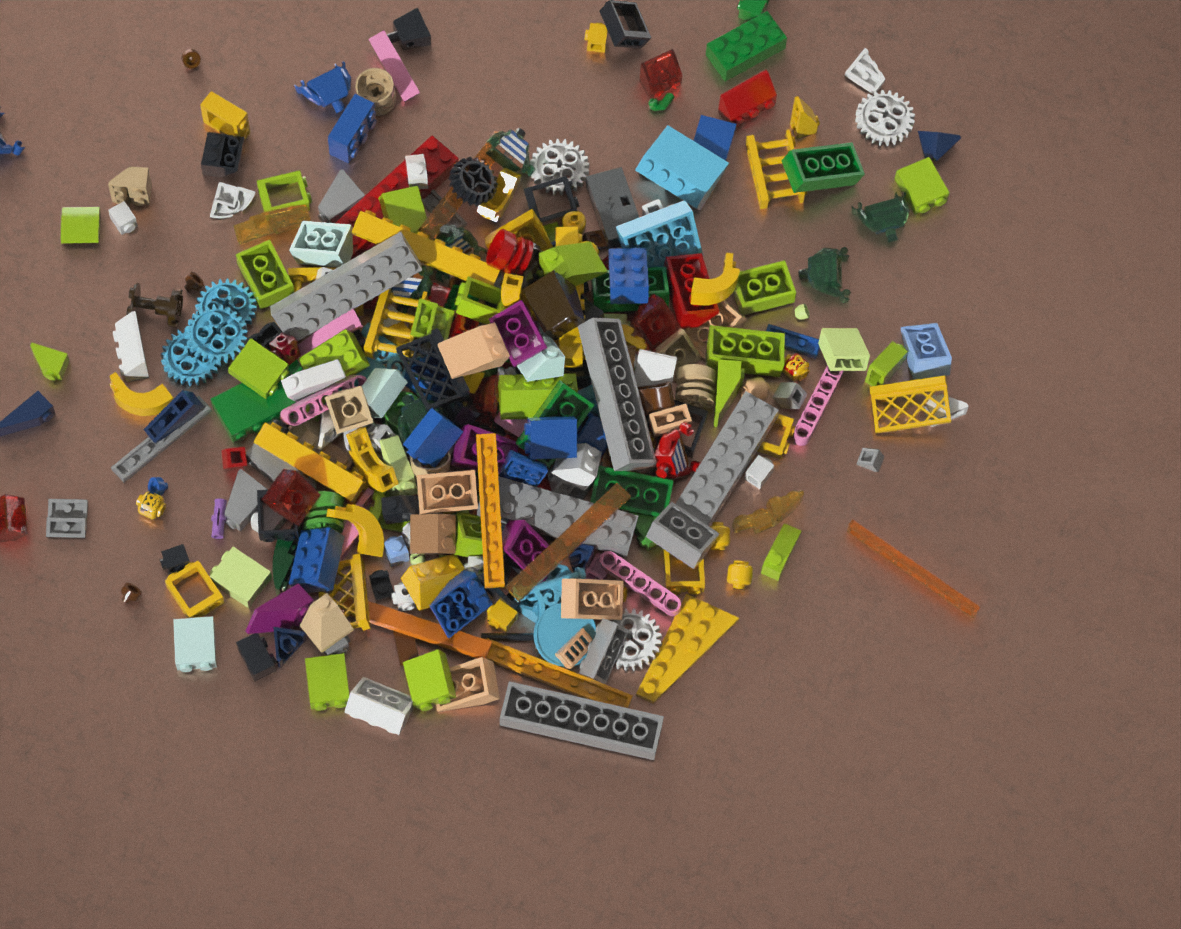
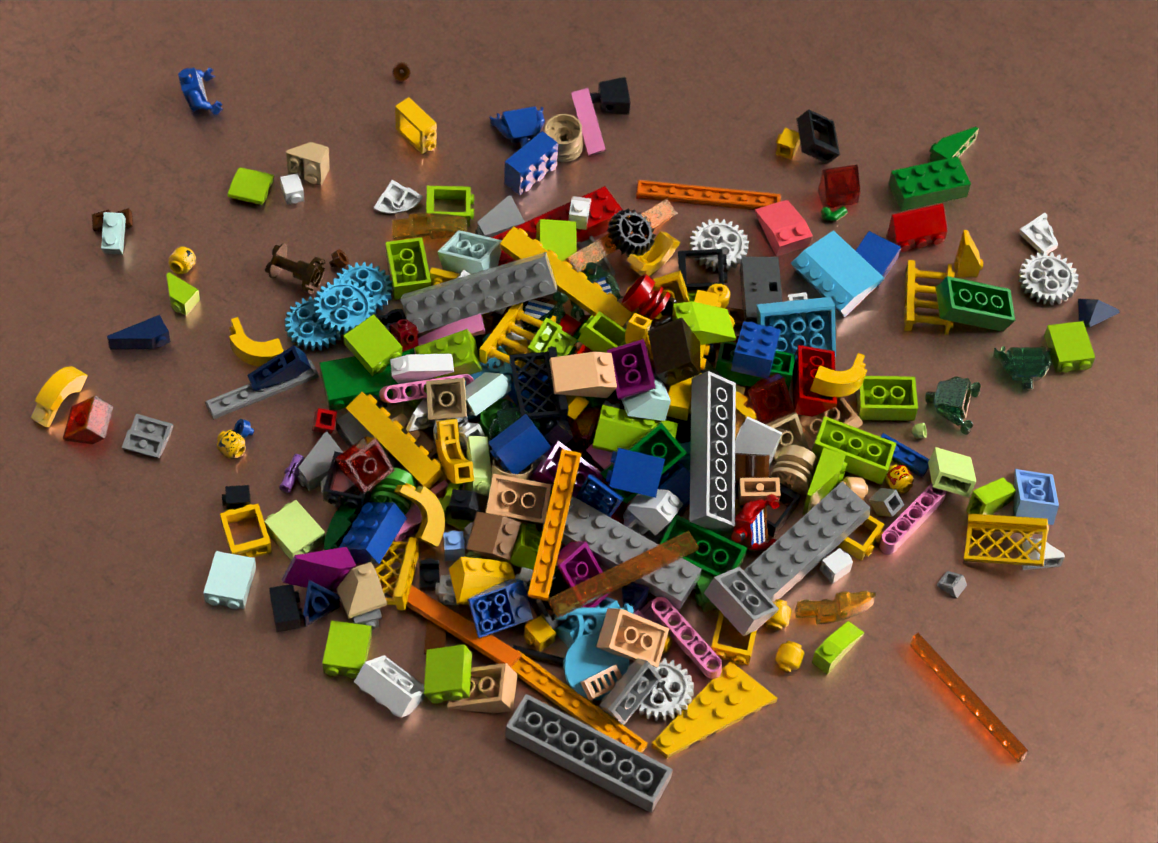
camera: 15 degrees right, 10 degrees down
(39, 325) = (182, 260): none -> yellow head
(130, 348) = (260, 301): white slope -> none
(130, 592) = (183, 517): reddish brown tile -> none
(221, 154) = (401, 156): black slope -> none
(511, 150) = (675, 217): torso -> none
(534, 115) = (705, 195): none -> orange tile
(617, 130) = (784, 227): none -> coral slope

